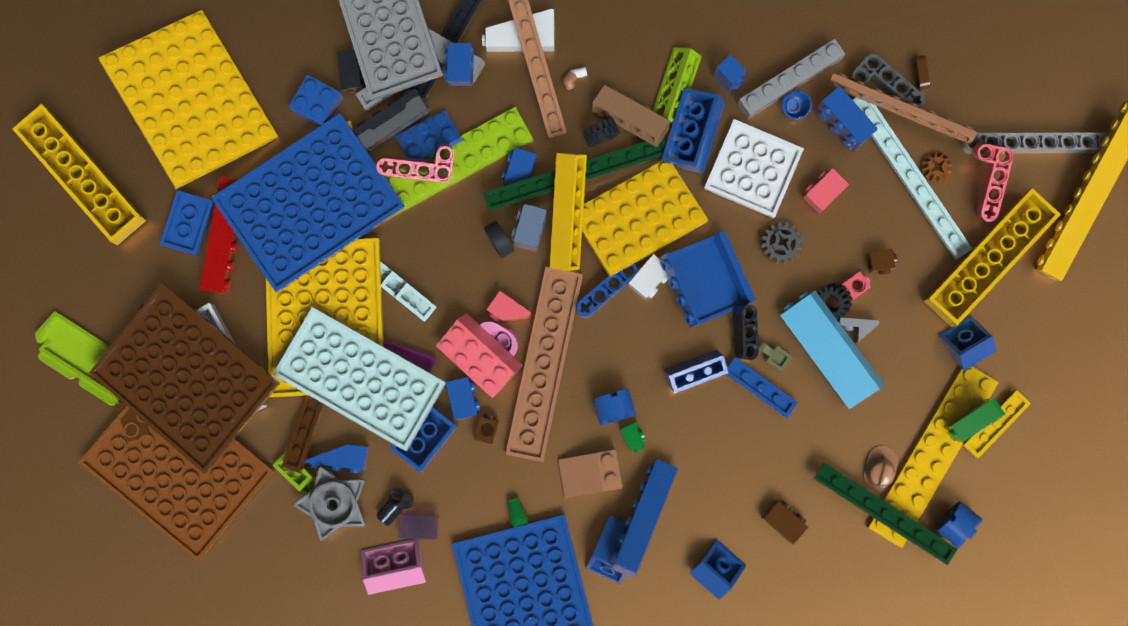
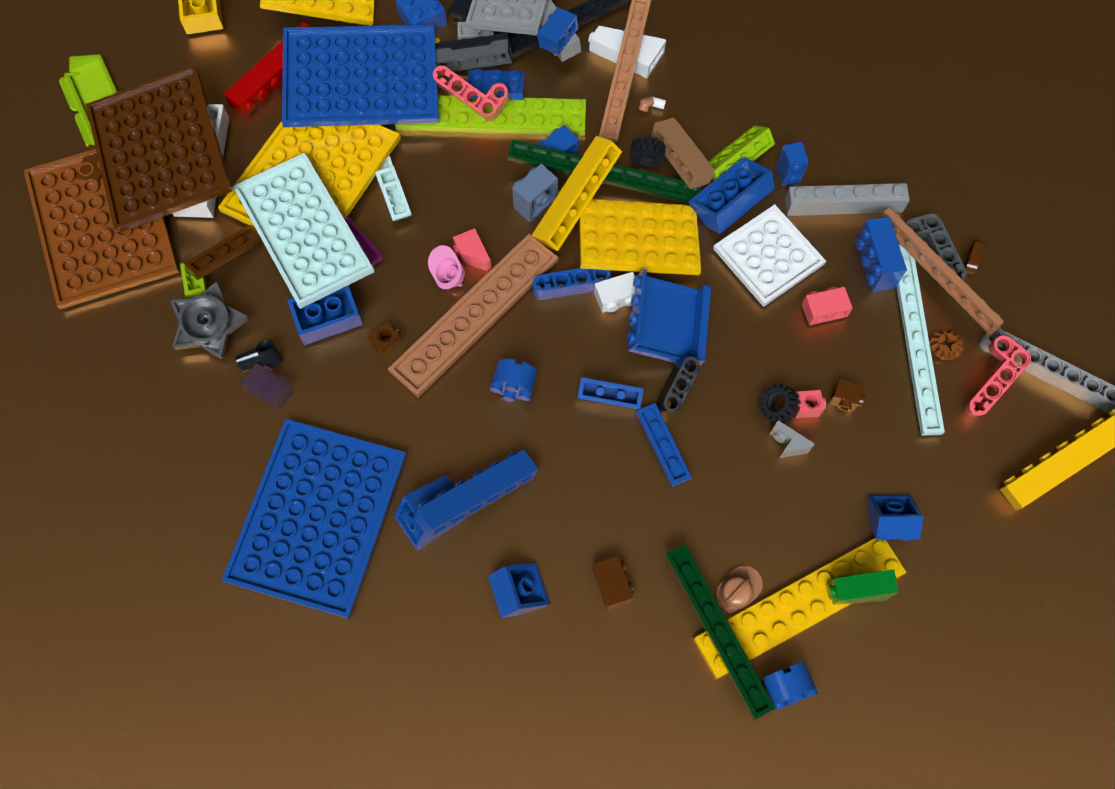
camera: 30 degrees right, 15 degrees down
(187, 223) = (251, 45): blue plate -> none
(347, 456) = (246, 291): blue slope -> none
(392, 566) = (219, 409): bright pink slope -> none
(462, 398) = (382, 301): blue brick -> none
(479, 355) = (420, 270): coral brick -> none
(499, 239) = (501, 187): black tyre -> none
(517, 513) = (363, 427): green cone -> none
(590, 473) = (455, 431): nougat slope -> none
(633, 437) = (515, 420): green brick -> none
(777, 357) = (695, 427): olive plate -> none
(786, 249) = (766, 325): dark grey gear -> none
(796, 105) = (839, 222): blue hair -> none
(831, 349) = (753, 445): medium azure brick -> none
(981, 441) = (883, 612): yellow plate -> none
(992, 257) = (960, 449): yellow brick -> none

